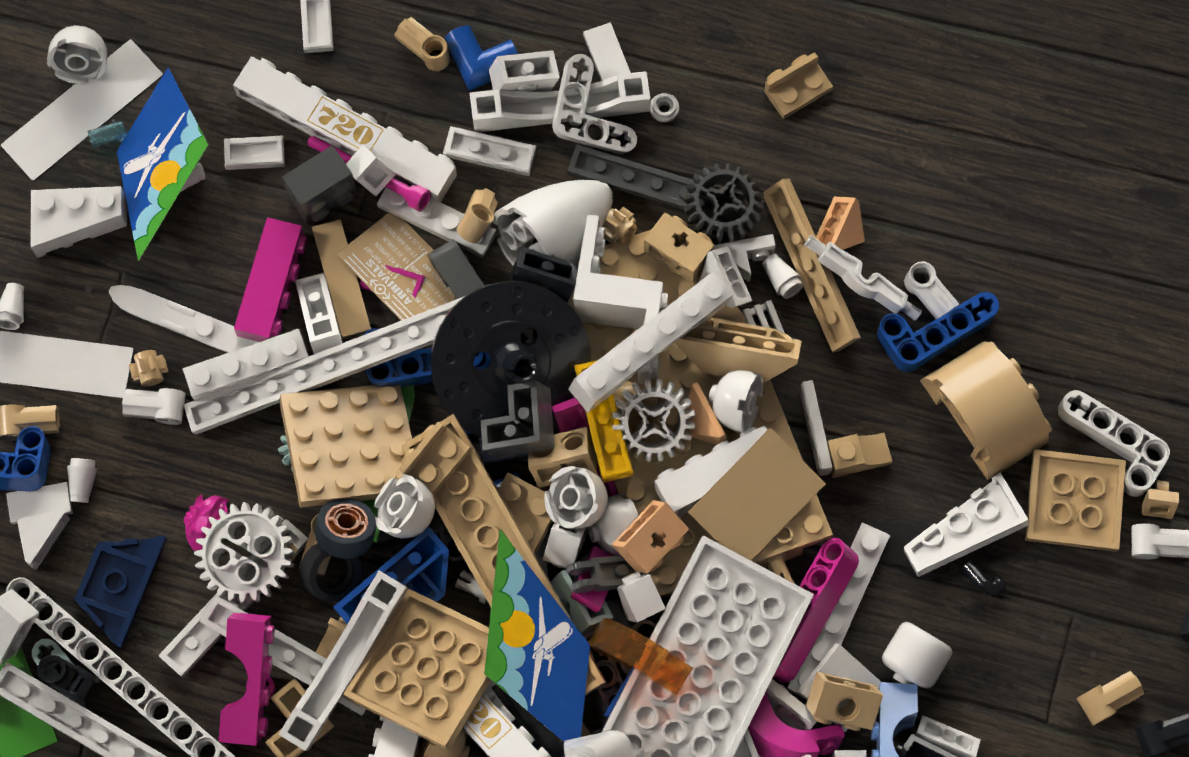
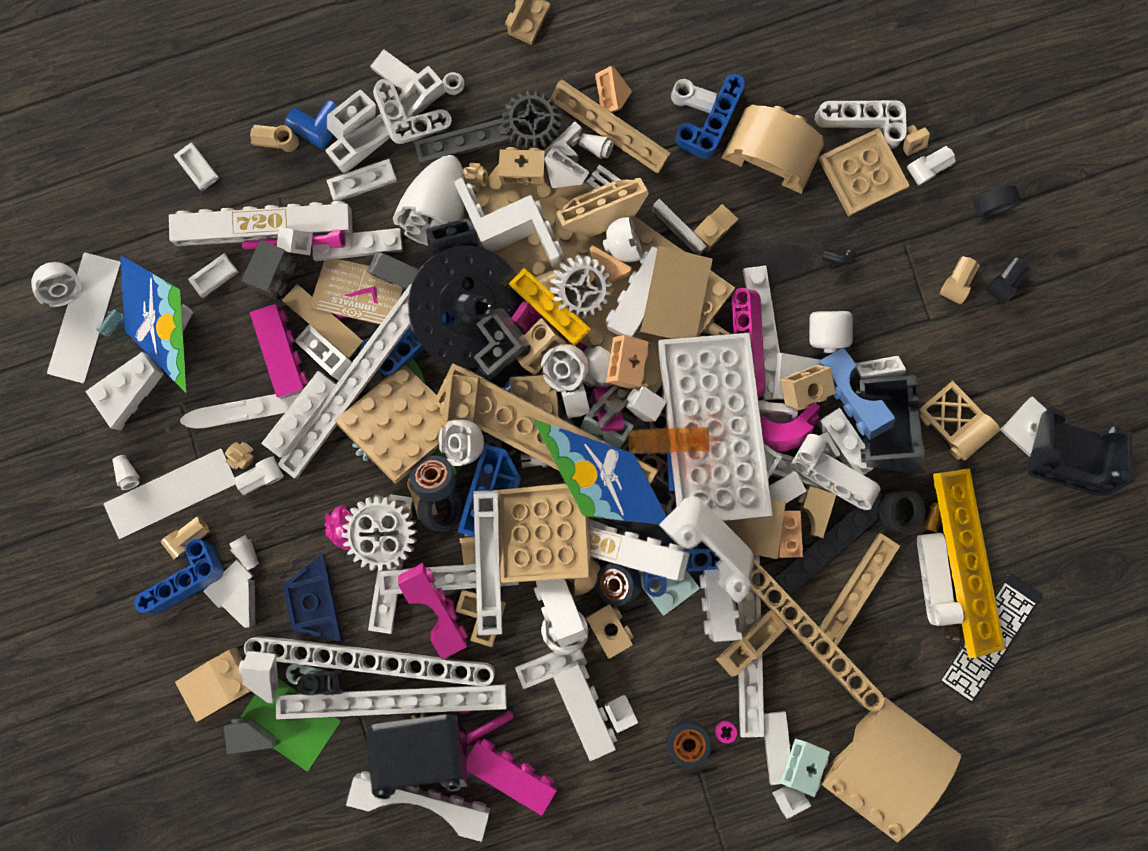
camera: 30 degrees left, 10 degrees up
(478, 215) = (383, 226): tan piece -> none
(650, 340) = (548, 238): white arch -> none
(850, 268) = (637, 114): white piece -> none
(976, 523) = (813, 224): white wing -> none

